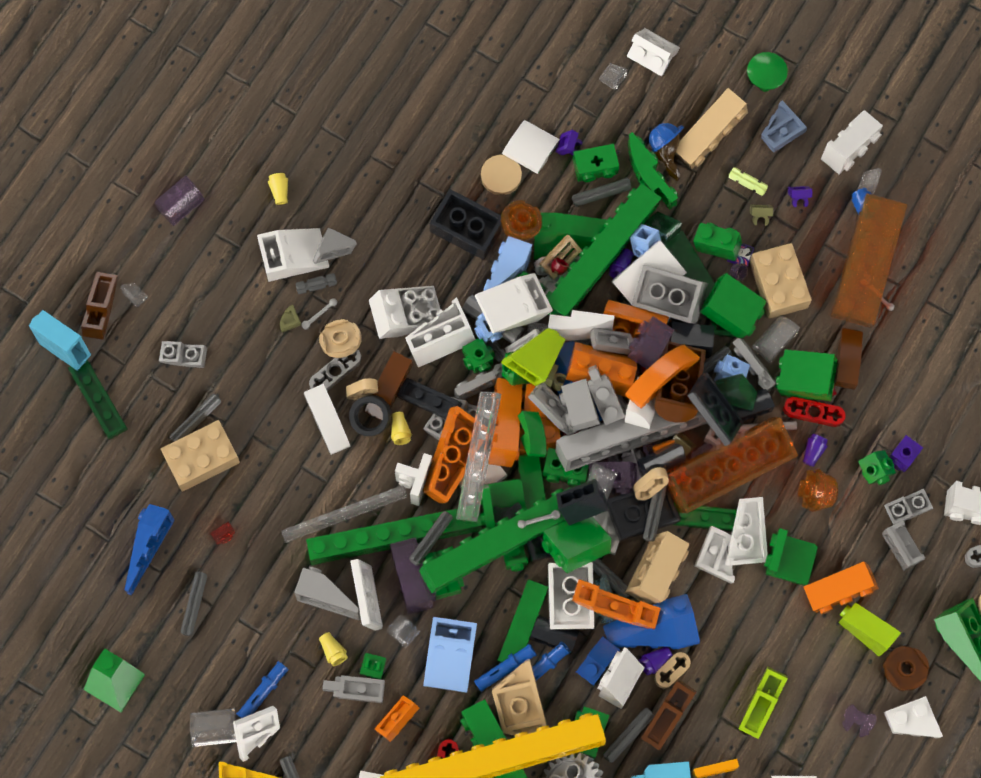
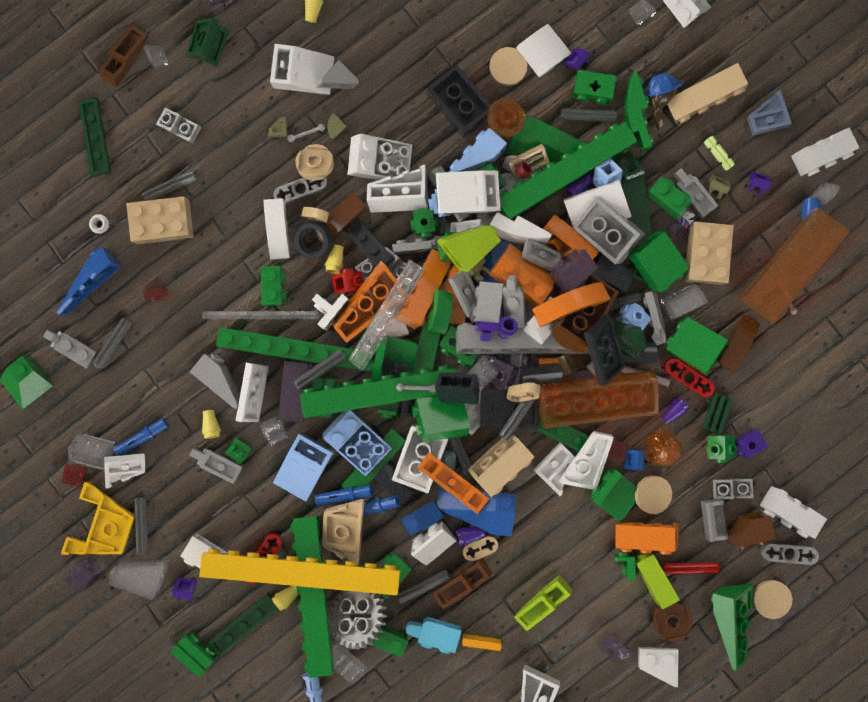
camera: 25 degrees right, 15 degrees up
(59, 339) = (75, 75): medium azure brick -> none
(131, 479) = (93, 224): none -> white plate
(151, 625) = (71, 348): none -> light grey hinge
(182, 259) = (207, 41): none -> dark green bracket
(203, 760) = (74, 475): none -> clear red plate
(316, 283) = (313, 105): dark grey axle -> none
(344, 478) = (273, 286): none -> green brick
(347, 296) = (335, 126): none -> olive tile
(397, 718) = (240, 502): orange plate -> none
(421, 443) = (351, 280): none -> red brick
(496, 605) = (356, 441): none -> light blue slope
(587, 431) = (486, 329): none -> dark purple tile
(607, 421) = (507, 327): none -> dark purple cone
(749, 231) = (701, 199): none -> light grey hinge
(767, 71) = (779, 58): green dish -> none
(773, 512) = (617, 450): none -> clear red plate
(794, 515) = (634, 459): none -> blue tile
(829, 543) = (653, 494): none -> tan tile
(836, 629) = (628, 566): none -> green bracket
(857, 419) = (724, 414): none -> dark green tile
(903, 604) = (691, 568): none -> red axle
(945, 536) = (751, 529): none -> reddish brown slope

